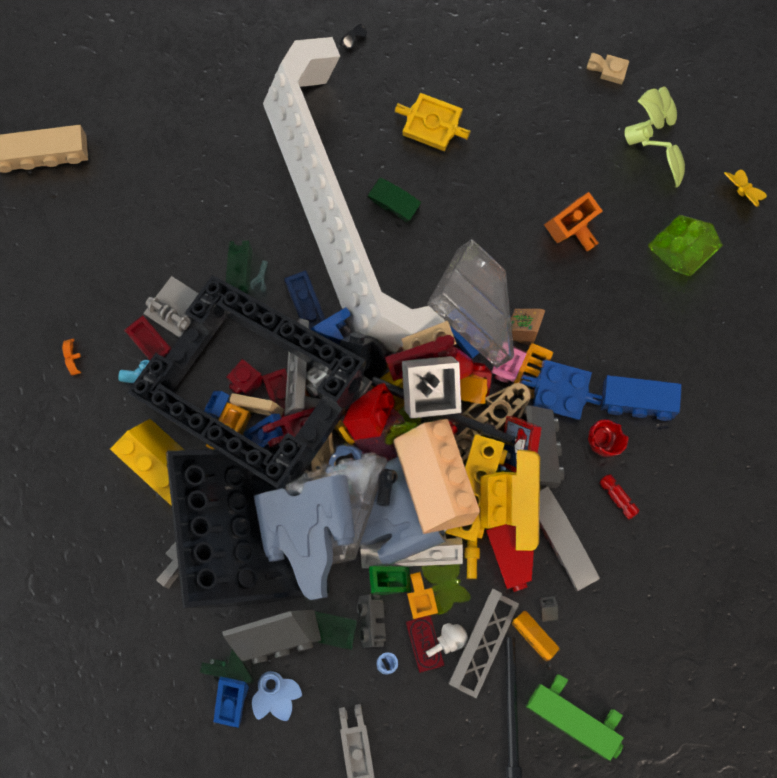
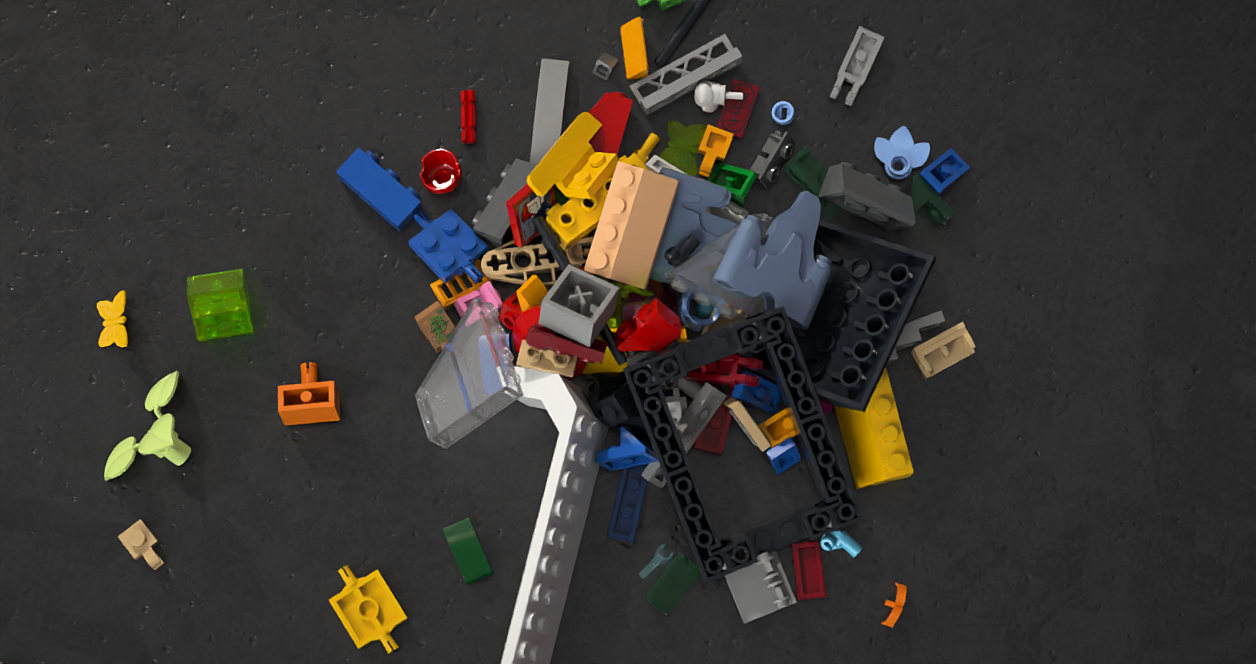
camera: 150 degrees left, 5 degrees up
(147, 562) = (943, 350): none -> tan hinge
(244, 379) = (741, 460): dark red brick -> none

